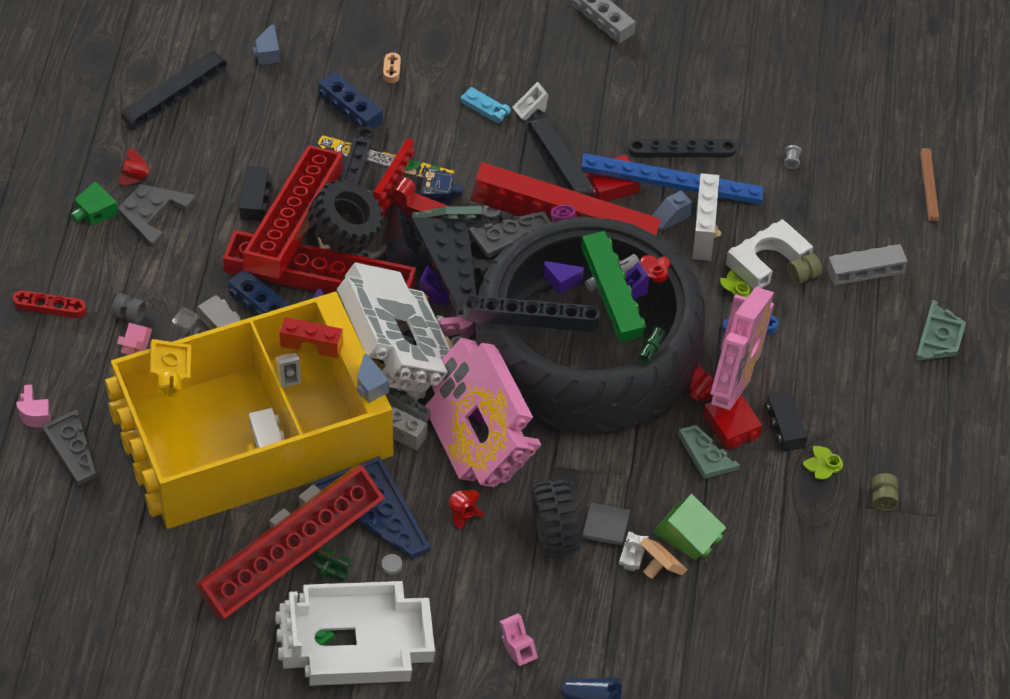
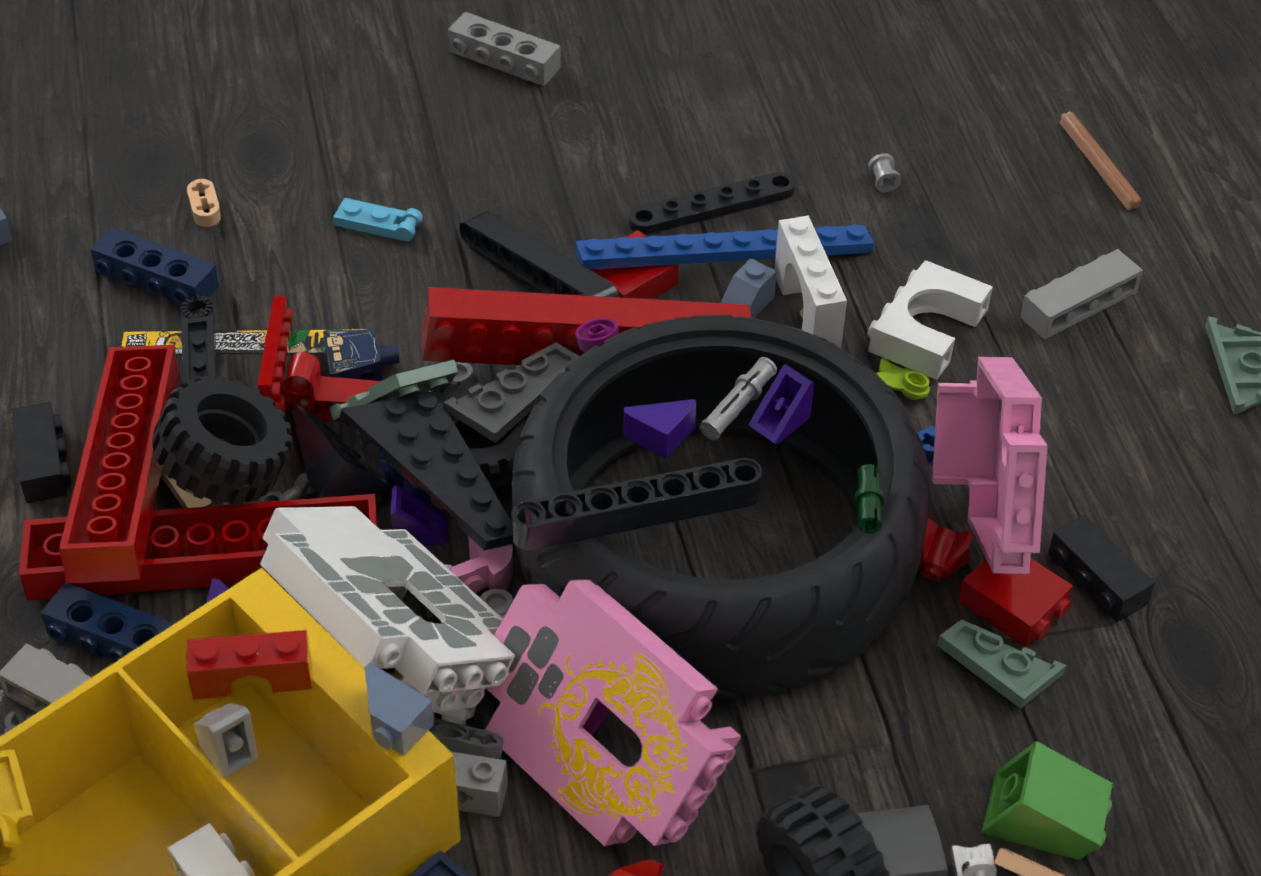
camera: 20 degrees left, 5 degrees down
(534, 99) = (454, 189): white slope -> none
(612, 286) = (758, 419): green brick -> none
(655, 268) = (810, 365): red plate -> none
(804, 268) = (995, 324): olive wheel -> none
(822, 463) = (1194, 619): lime plate -> none

